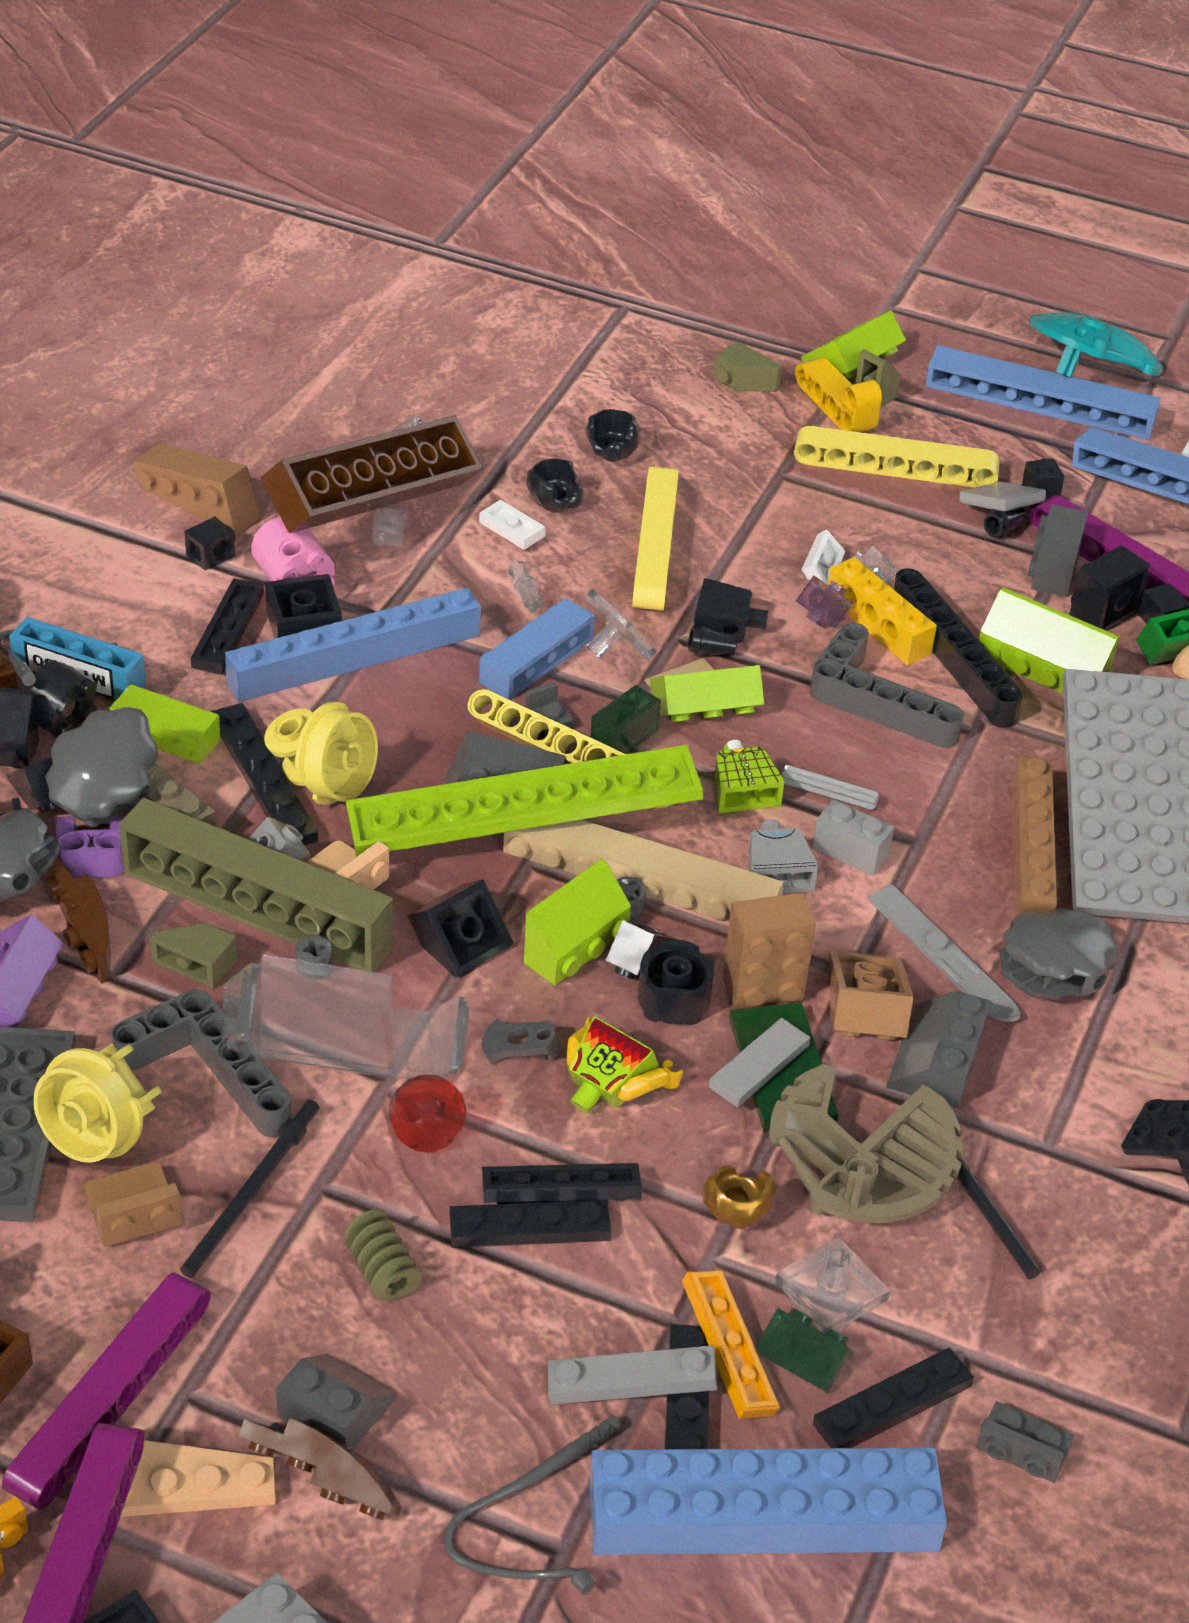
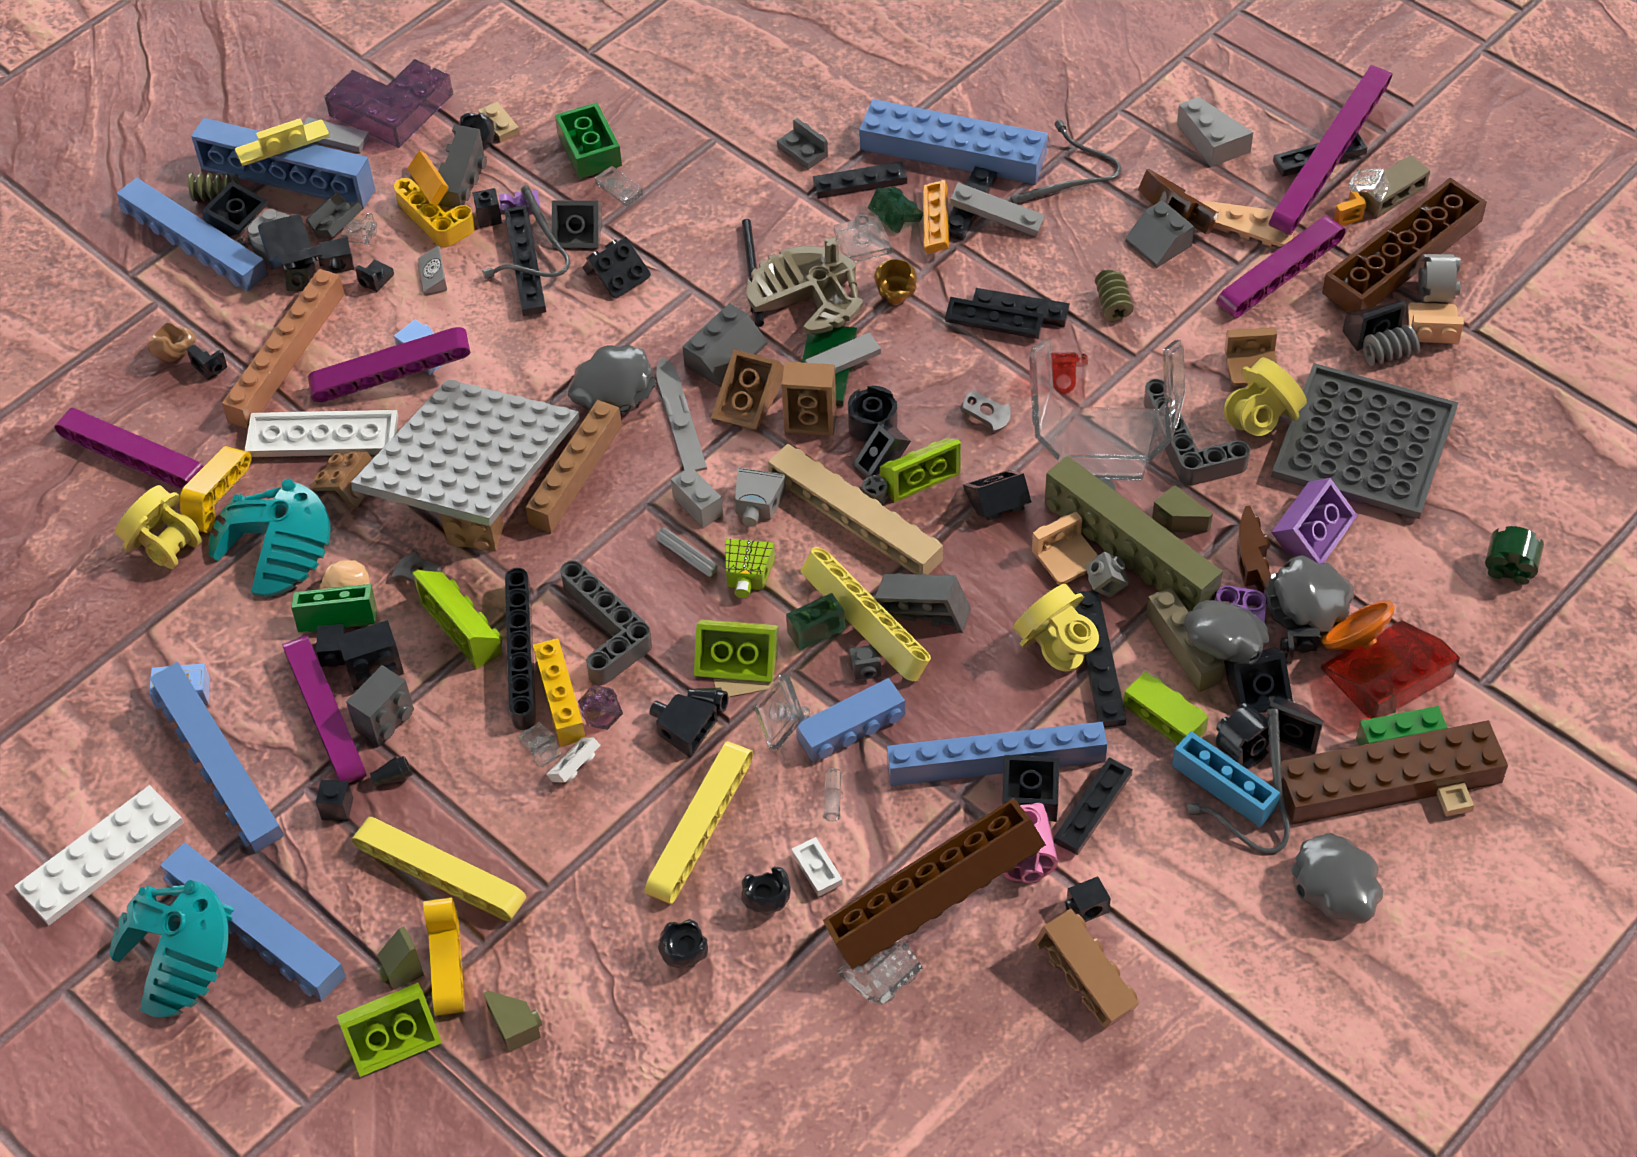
camera: 155 degrees left, 10 degrees up
(290, 1135) = (1188, 353): black bar -> none
(524, 799) = (924, 548): lime plate -> none
(613, 1066) = (937, 371): torso -> none
(1002, 496) = (381, 786): light grey tile -> none

